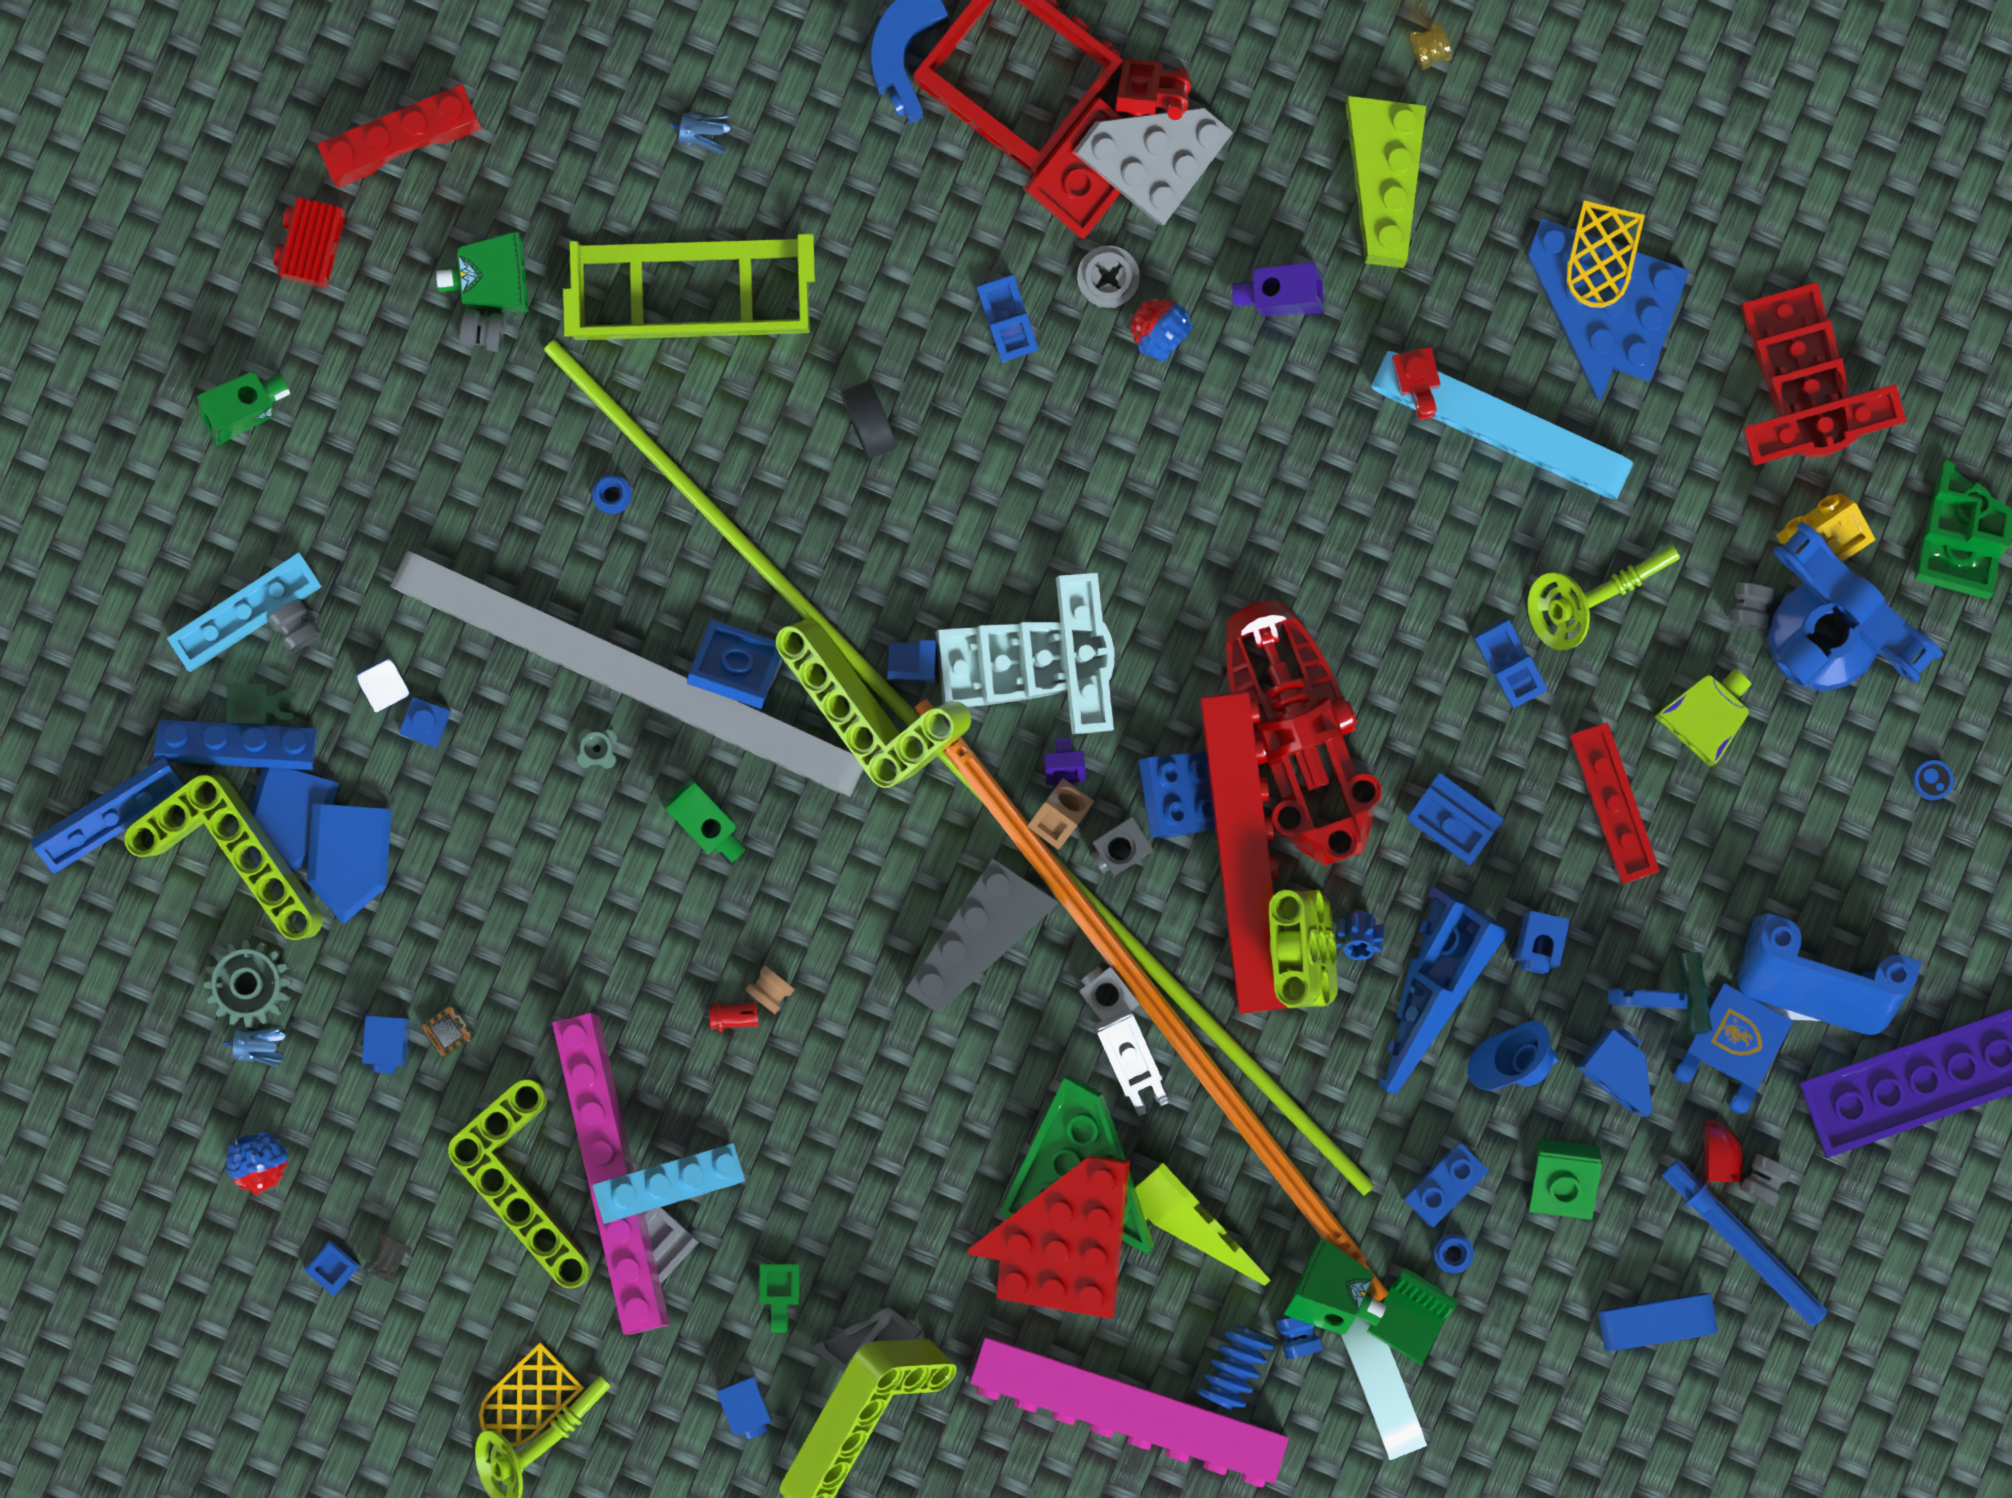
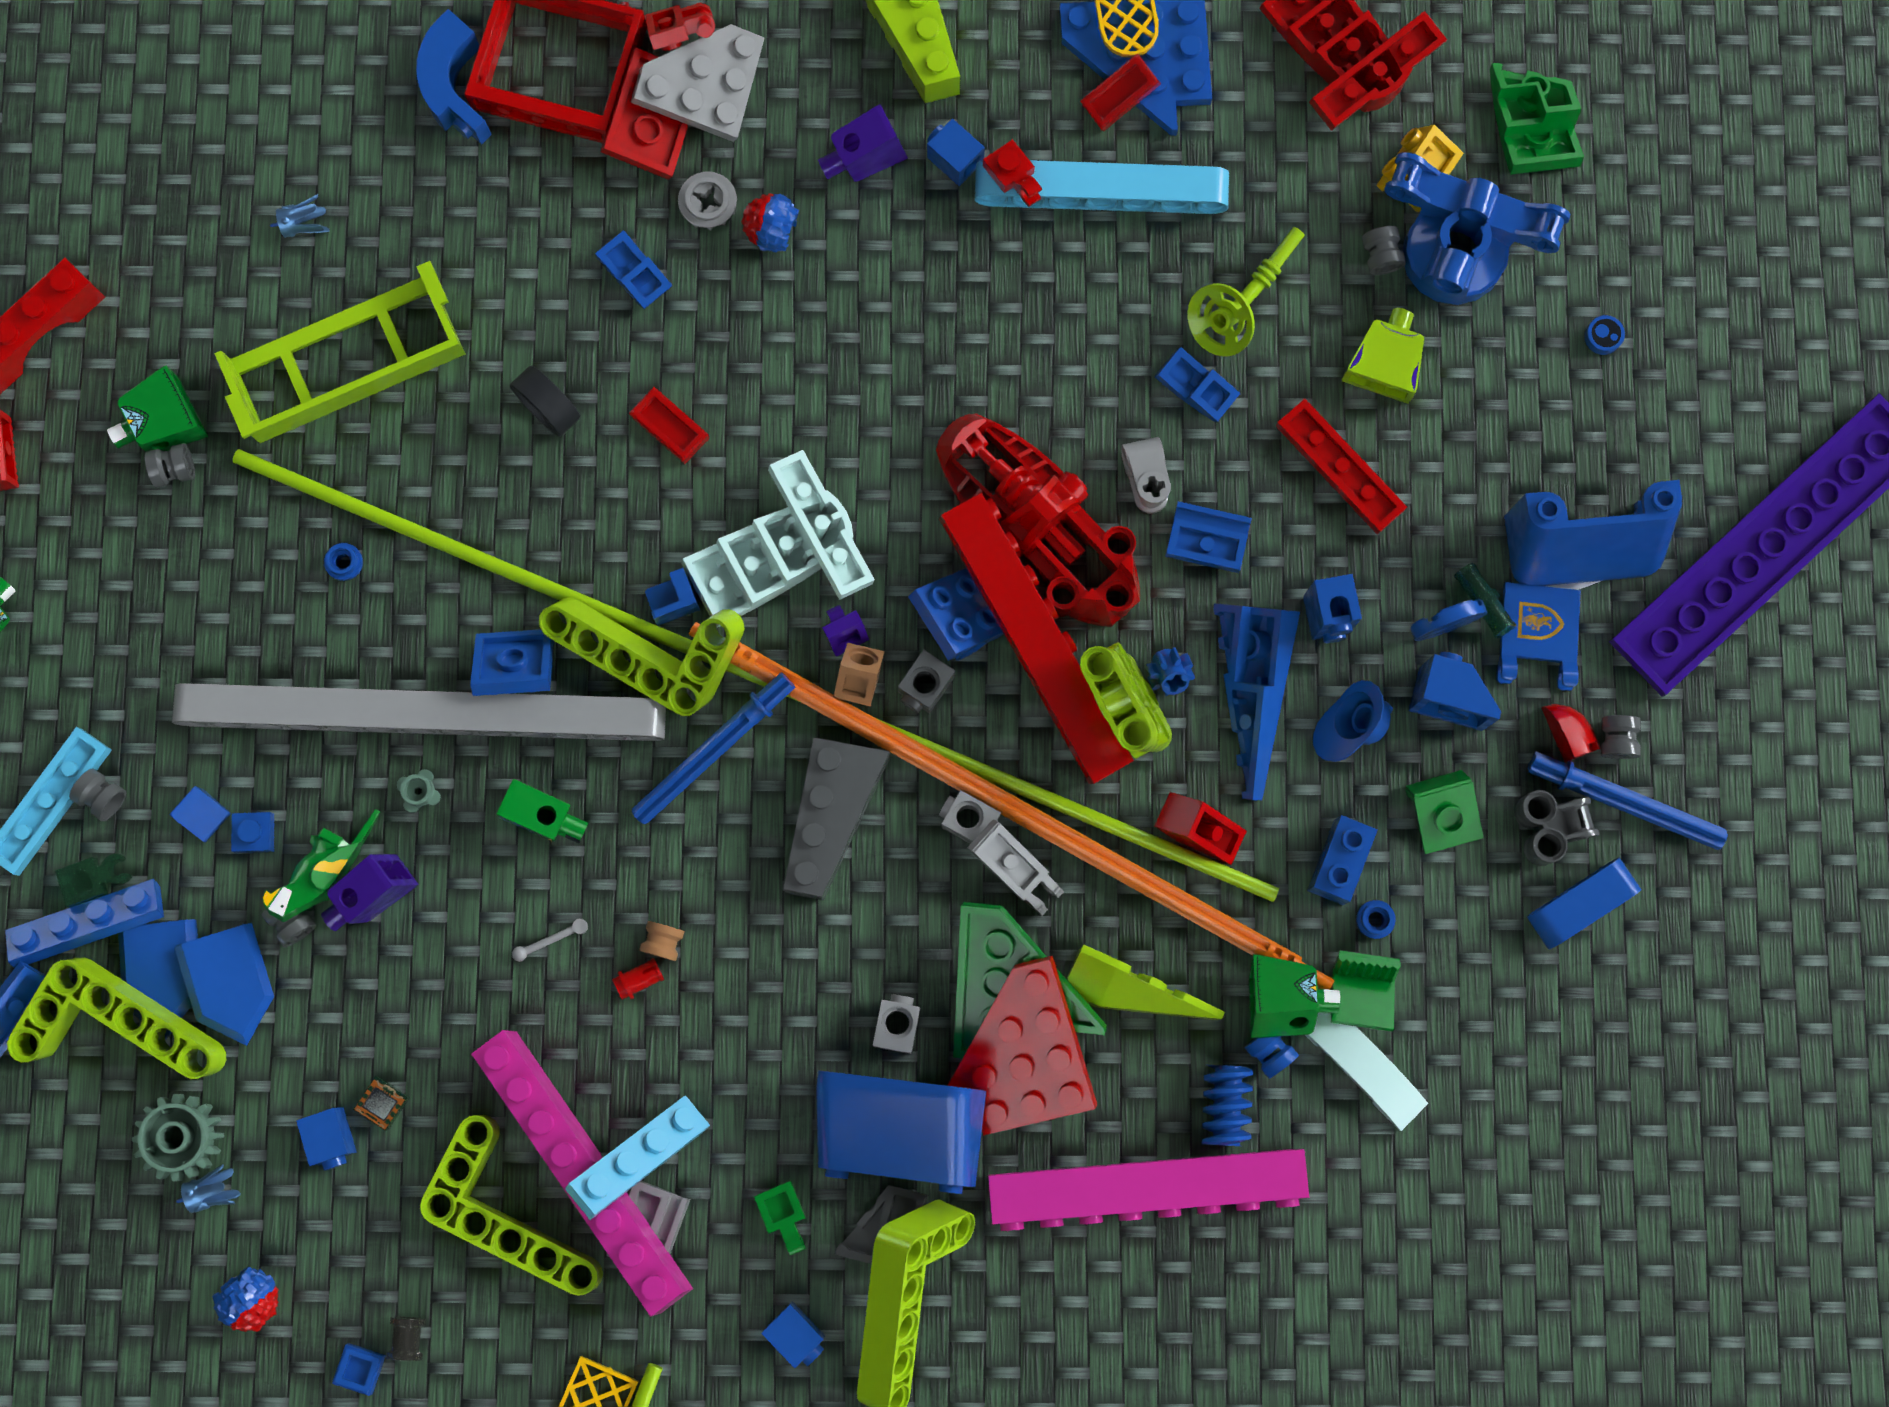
camera: 25 degrees left, 5 degrees down
(428, 826) = (292, 929): none -> dark grey wheel
(472, 789) = (317, 872): none -> green animal
(524, 822) = (368, 890): none -> dark purple torso
(632, 944) = (579, 926): none -> light grey hinge
(919, 1260) = (899, 1129): none -> blue windscreen
(941, 810) = (749, 715): none -> blue axle
(958, 1180) = (902, 1042): none -> light grey brick
(979, 488) = (669, 425): none -> red tile
(1324, 1097) = (1200, 827): none -> red slope
(1371, 329) = (954, 151): none -> blue brick
(1422, 725) = (1146, 468): none -> light grey piece
(1561, 337) = (1120, 92): none -> red tile
(1667, 1237) = (1559, 824): none -> dark grey piece

